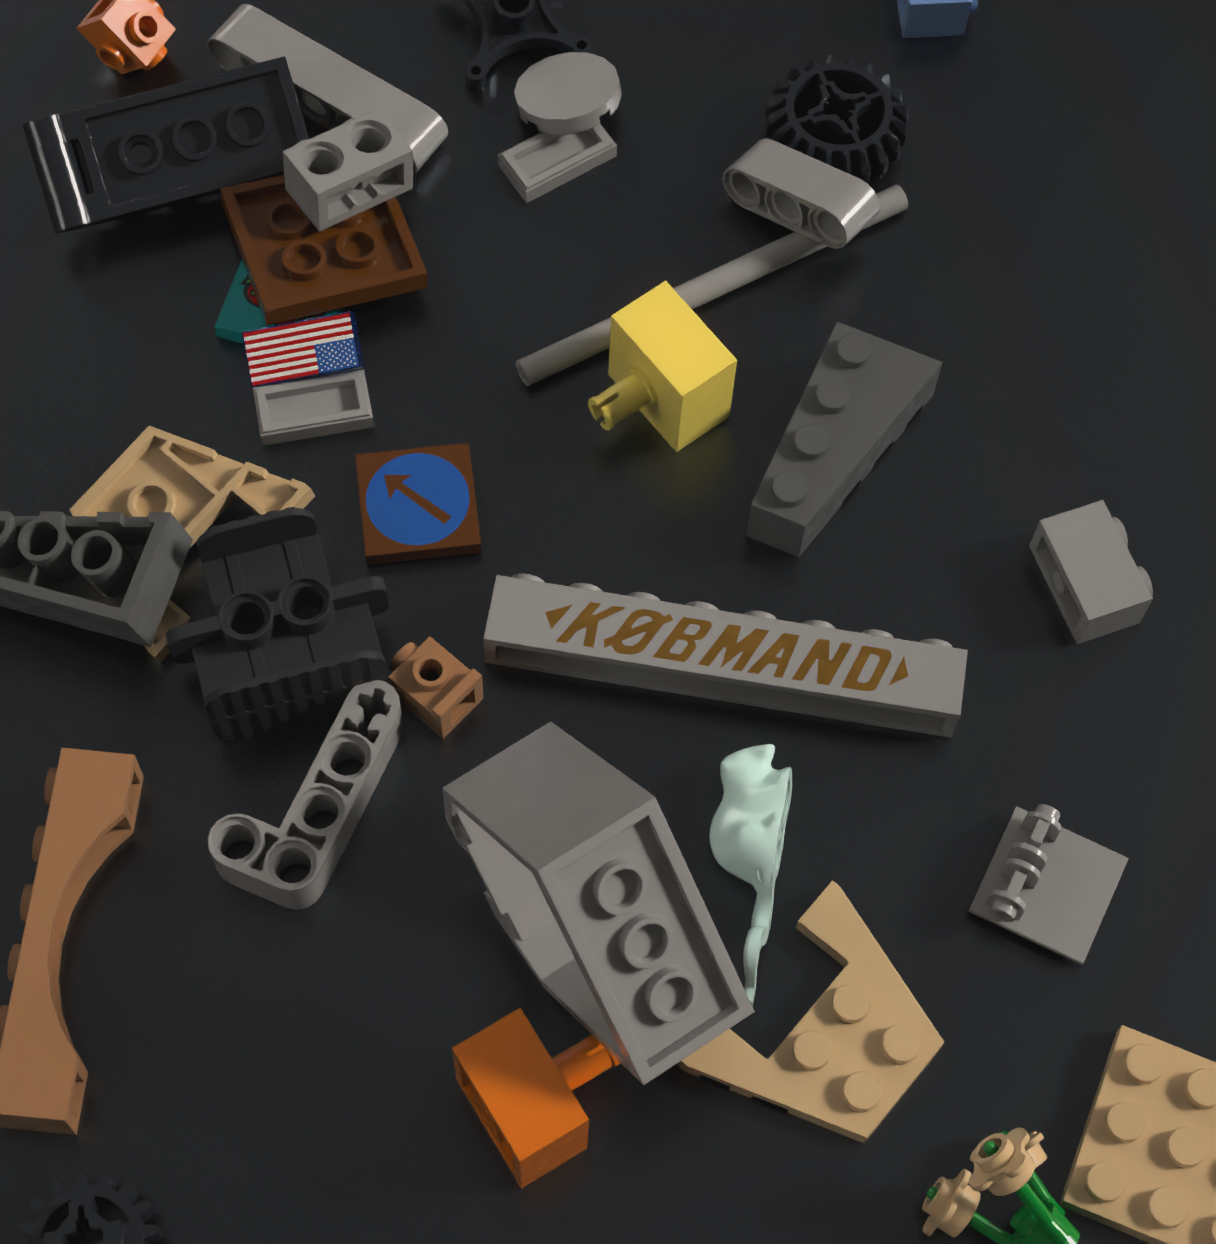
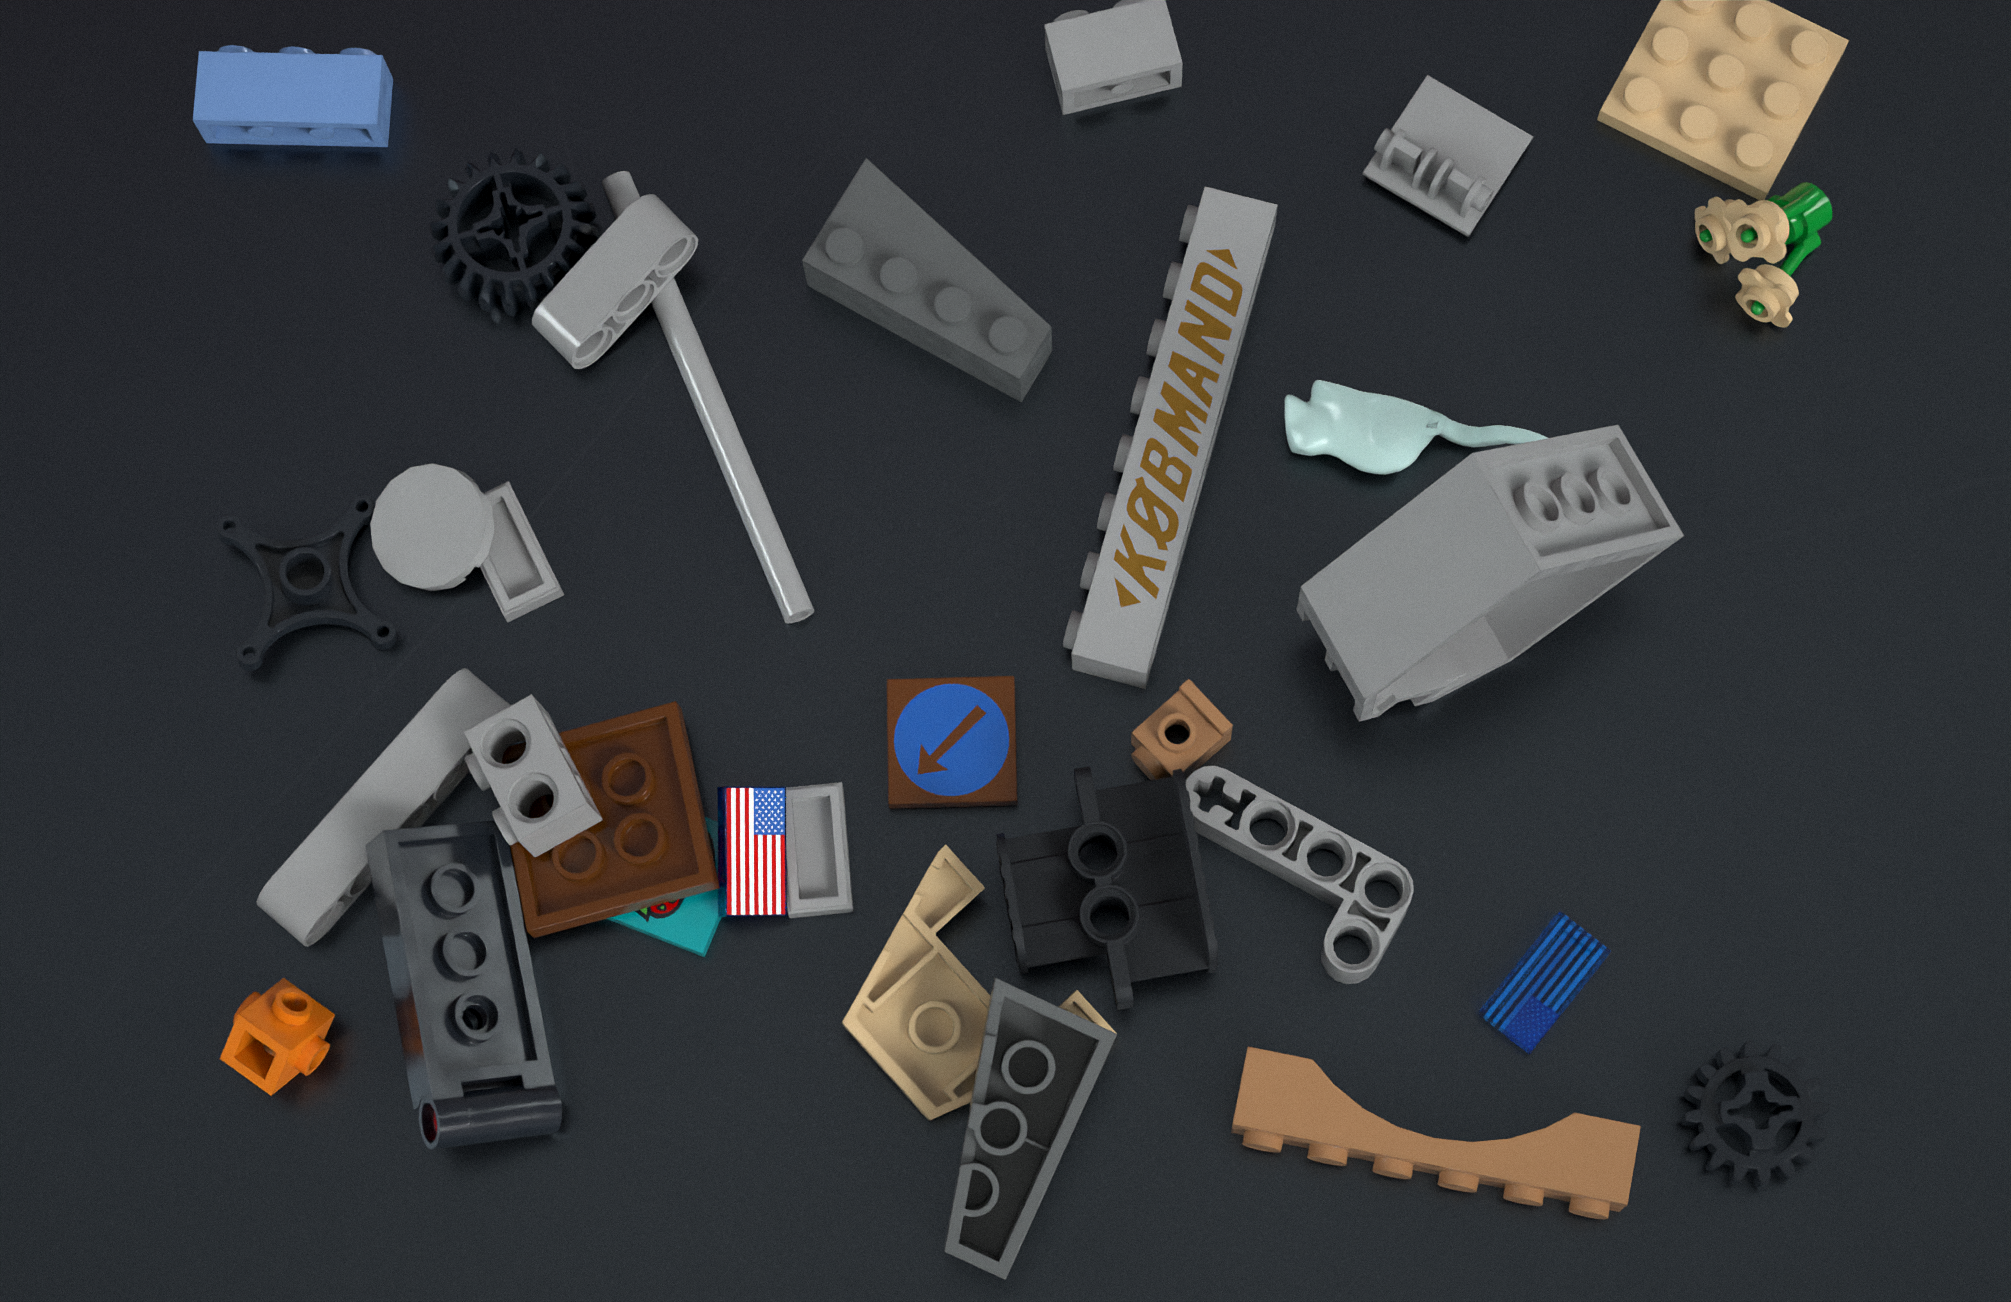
camera: 75 degrees left, 10 degrees up
(221, 1037) = (1544, 982): none -> clear blue tile
(528, 1094) = (1646, 670): orange brick -> none
(666, 369) = (838, 451): light yellow brick -> none
(851, 1048) = (1587, 355): tan wing -> none

